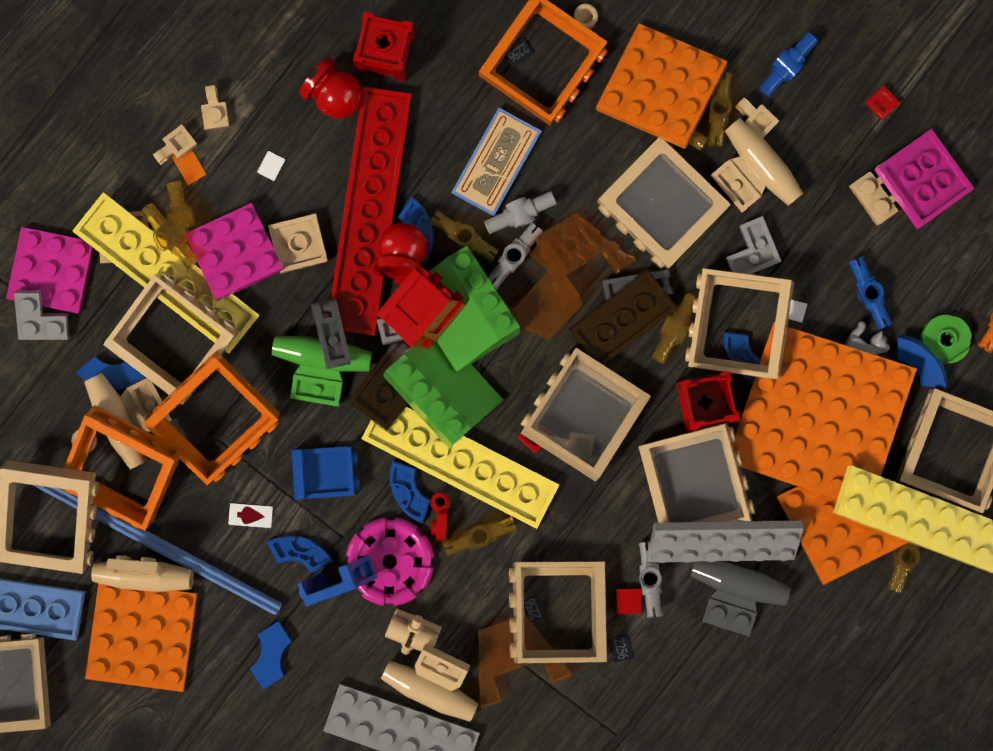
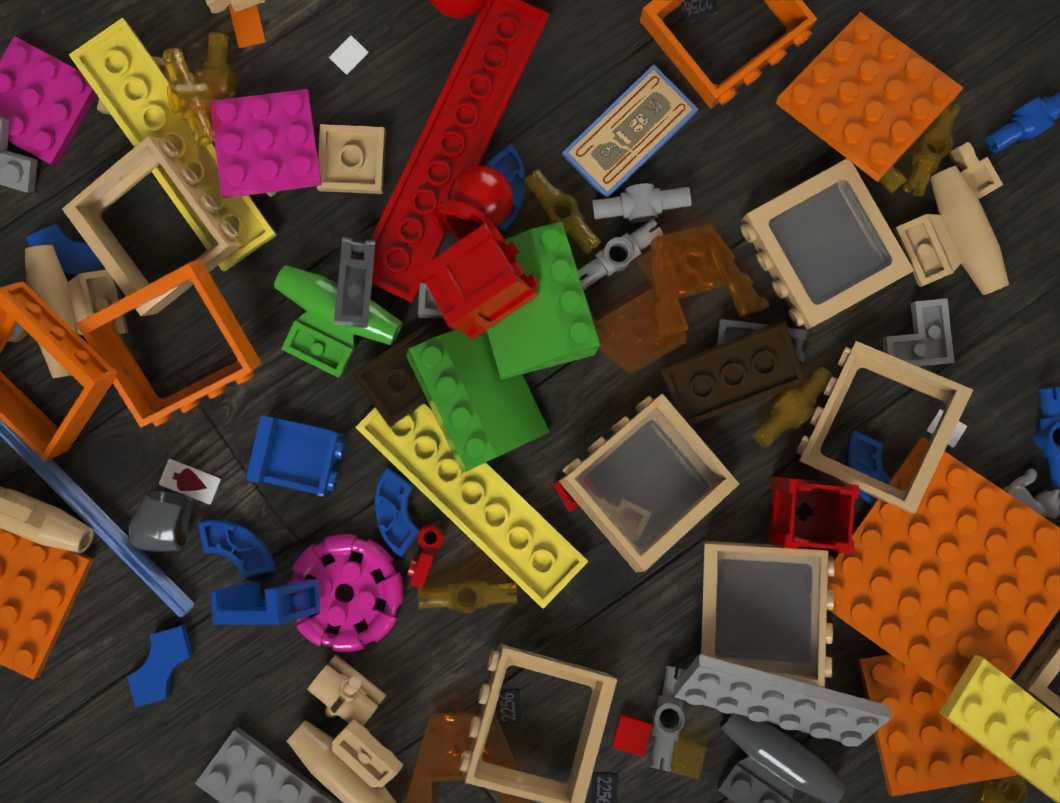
camera: 20 degrees right, 0 degrees up
(241, 550) = (161, 522): none -> dark grey piece
(673, 605) = (688, 758): none -> clear yellow tile

